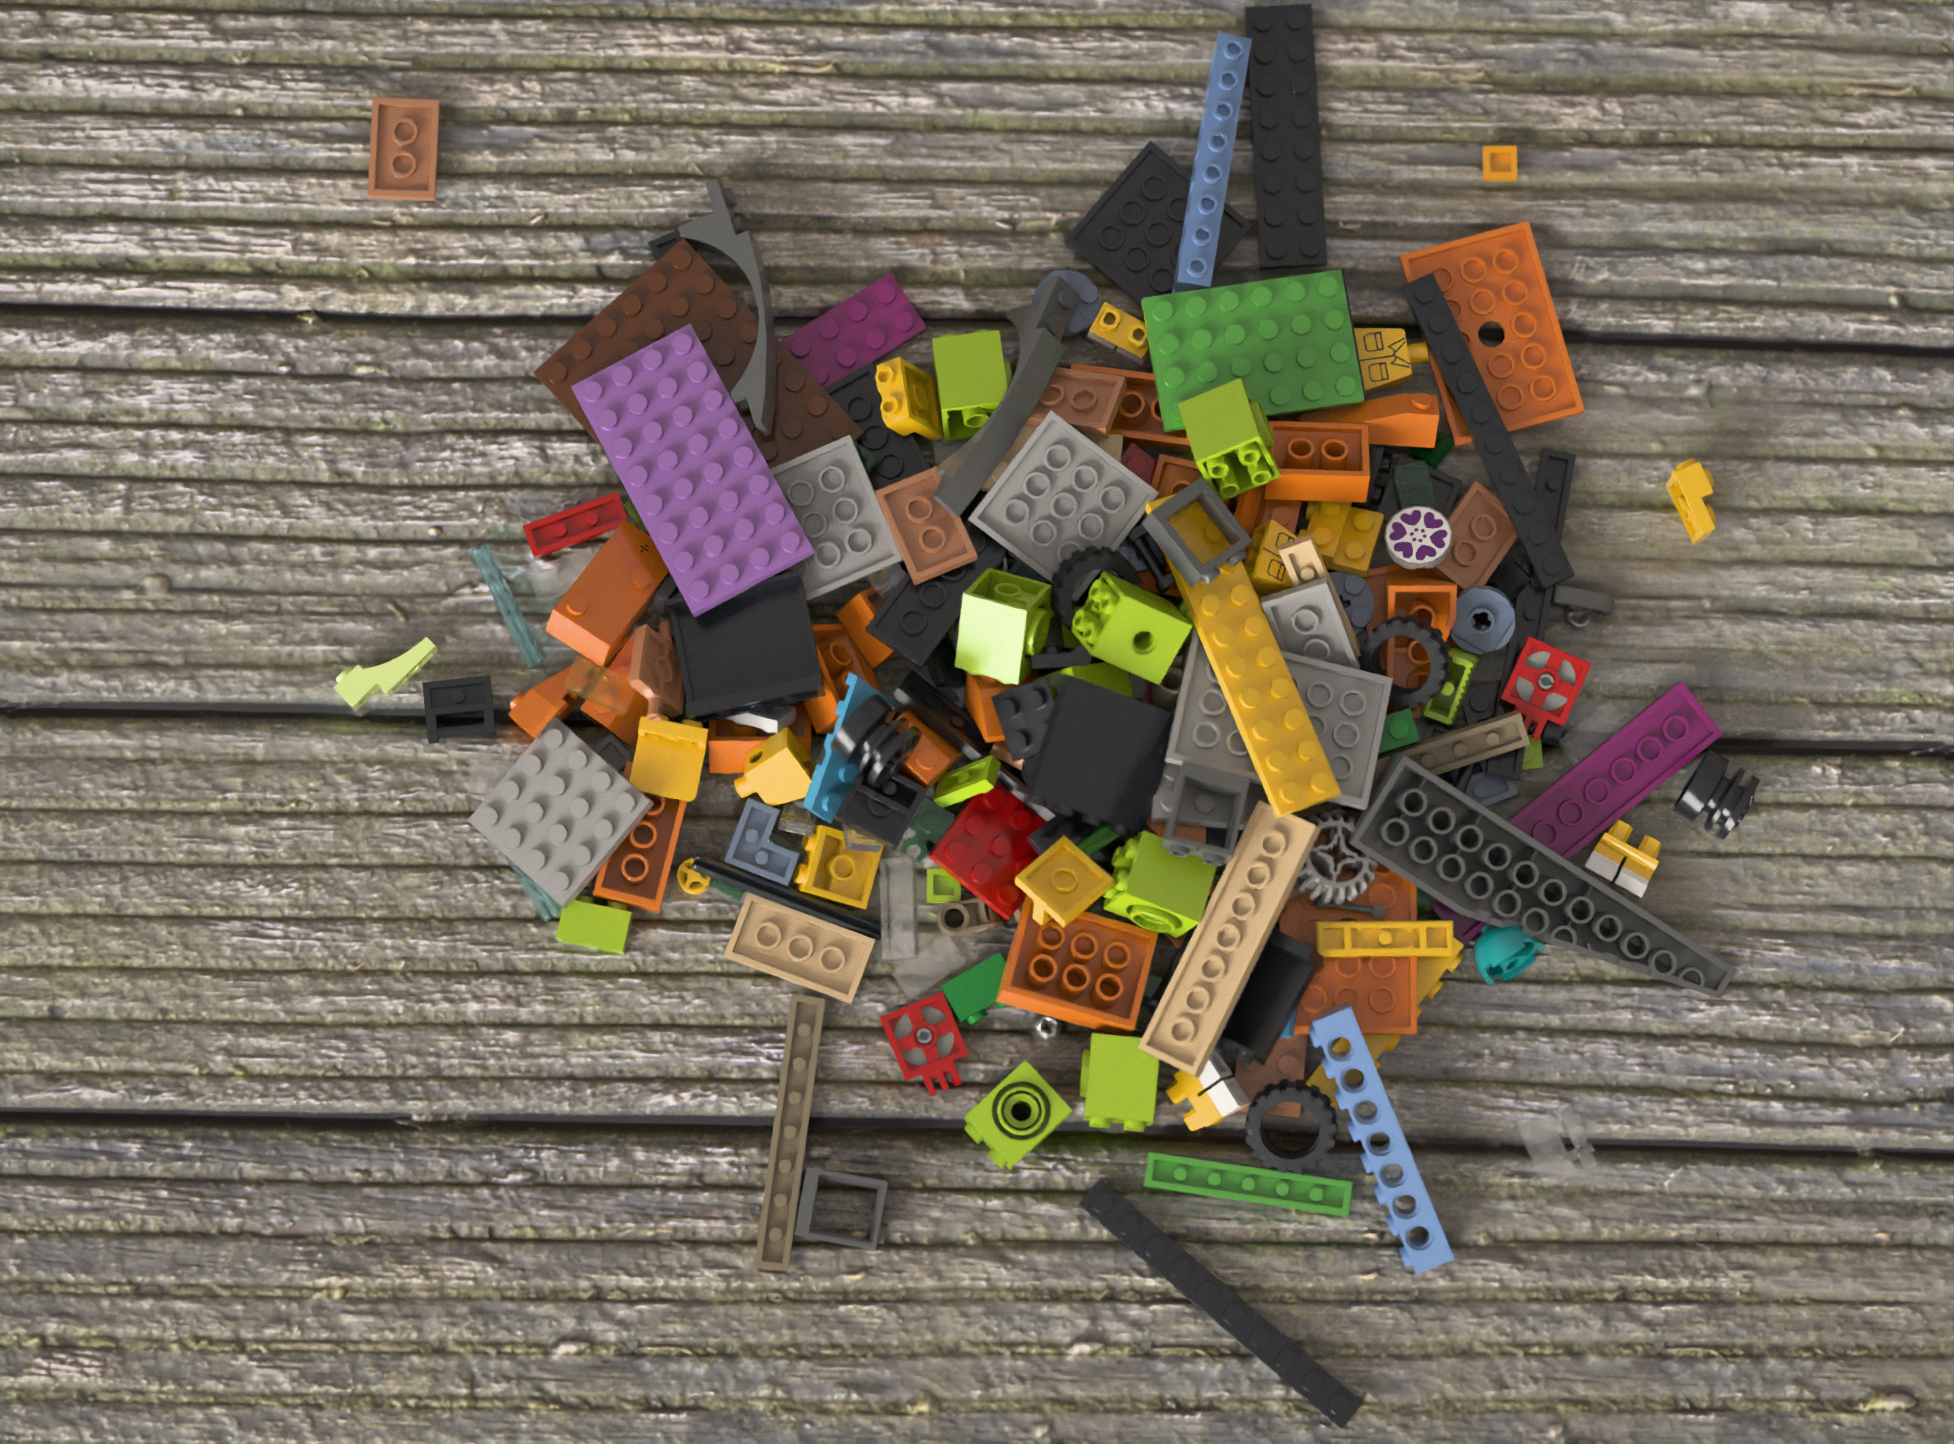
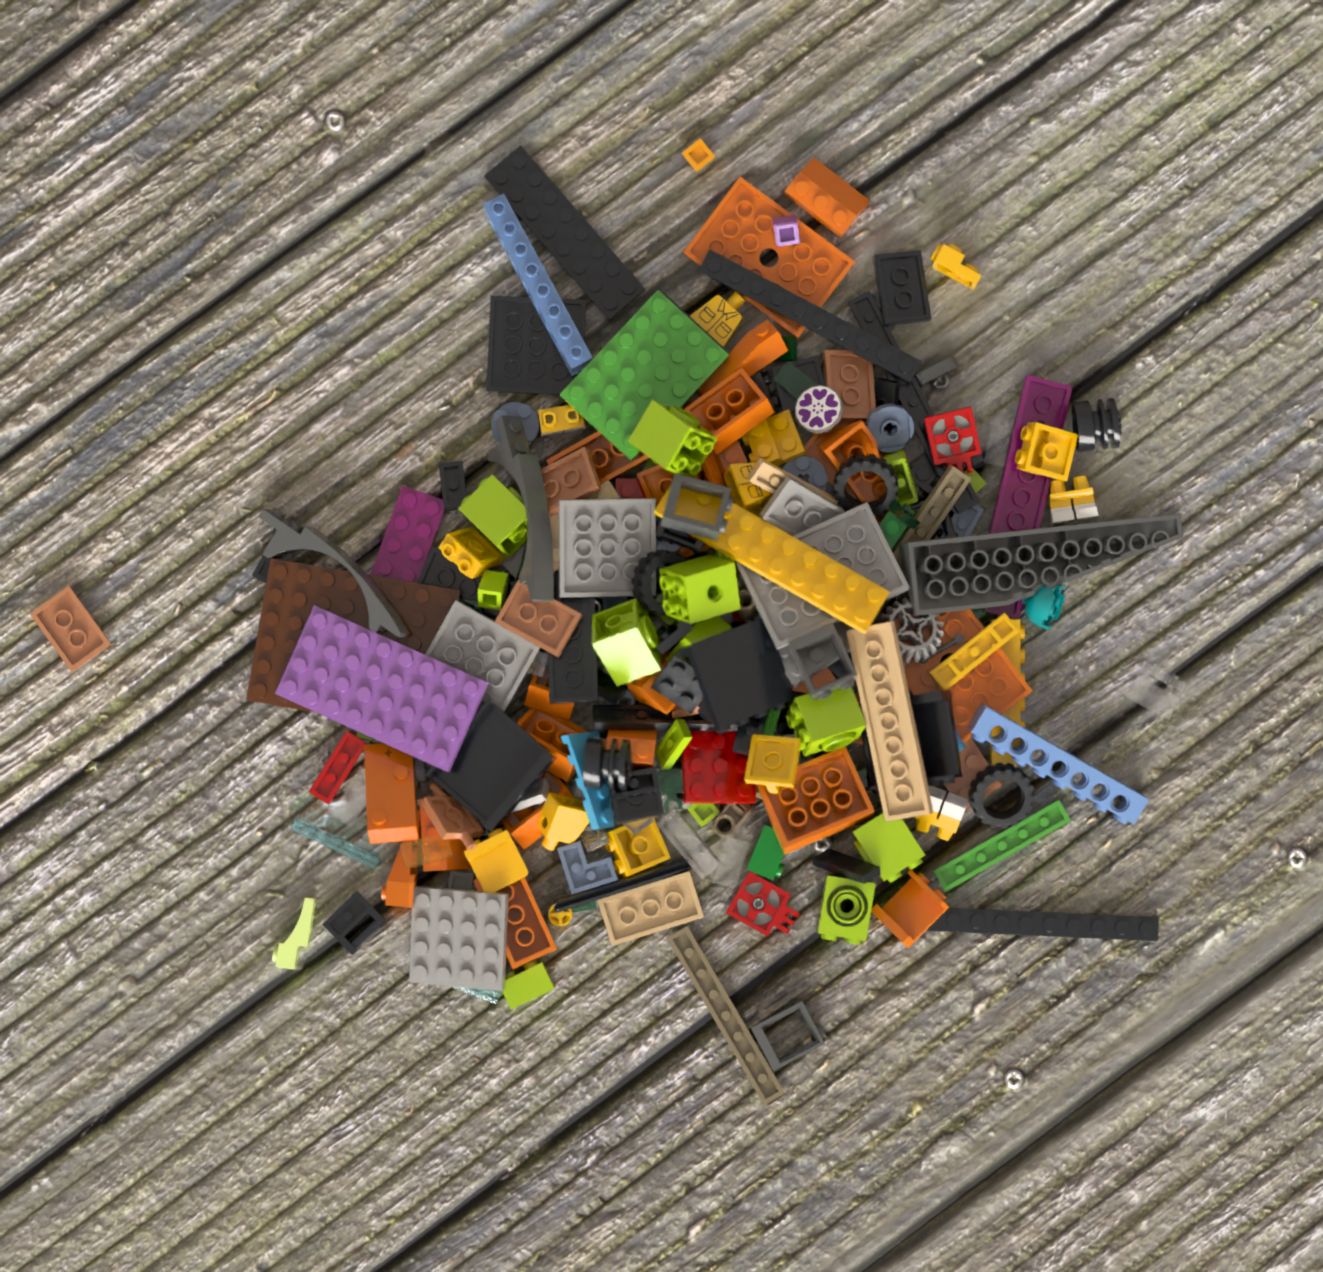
camera: 30 degrees left, 5 degrees up
(900, 457) = (493, 590): none -> lime brick
(946, 312) = (452, 484): none -> black plate
(1055, 1067) = (846, 866): none -> black tile
(1091, 1176) = (911, 909): none -> orange panel
(1425, 724) = (905, 513): none -> clear green plate
(1533, 318) = (786, 230): none -> medium lavender slope
(1606, 317) = (826, 197): none -> orange slope
(1614, 479) = (902, 288): none -> black tile
(1638, 780) = (1046, 451): none -> yellow plate

